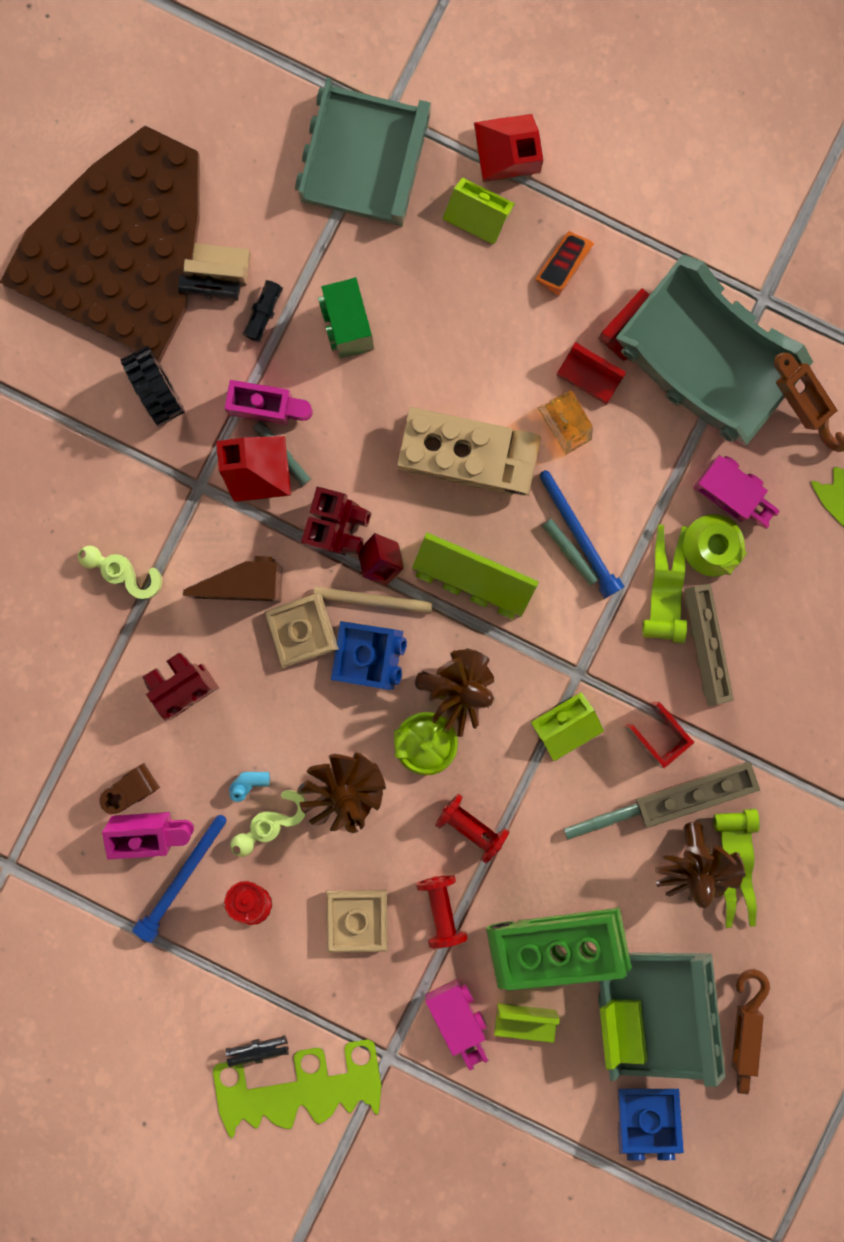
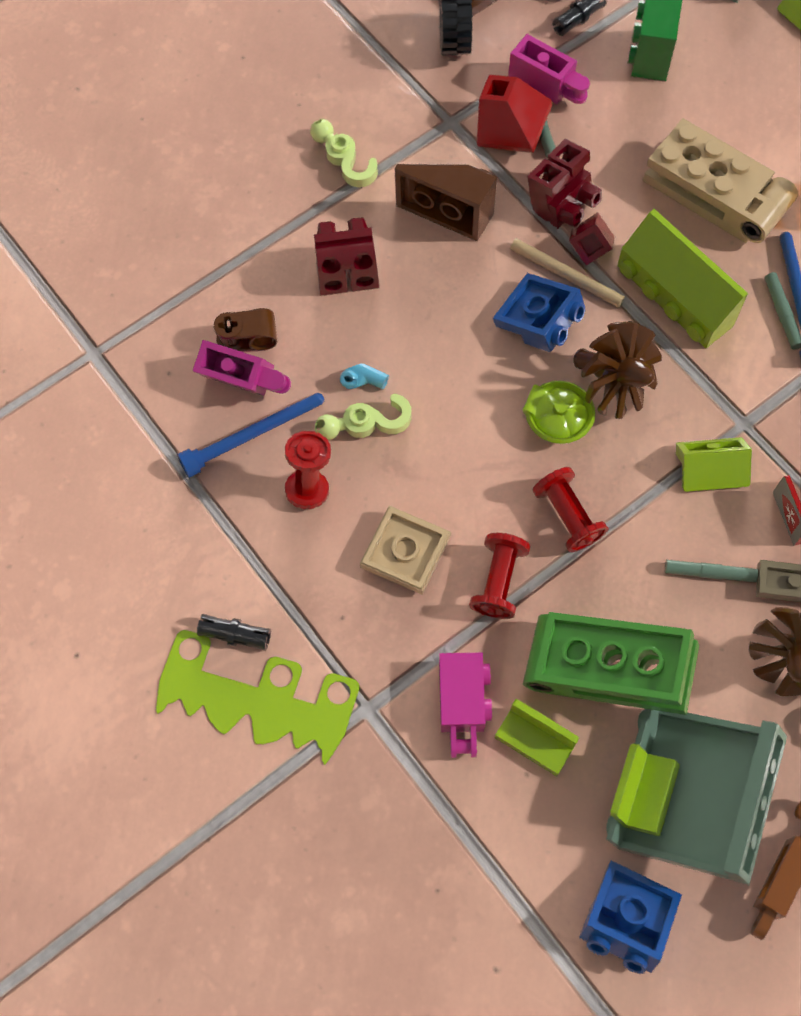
camera: 30 degrees right, 20 degrees down
(301, 630) = (485, 266): tan plate -> none
(351, 791) = (473, 406): reddish brown piece -> none

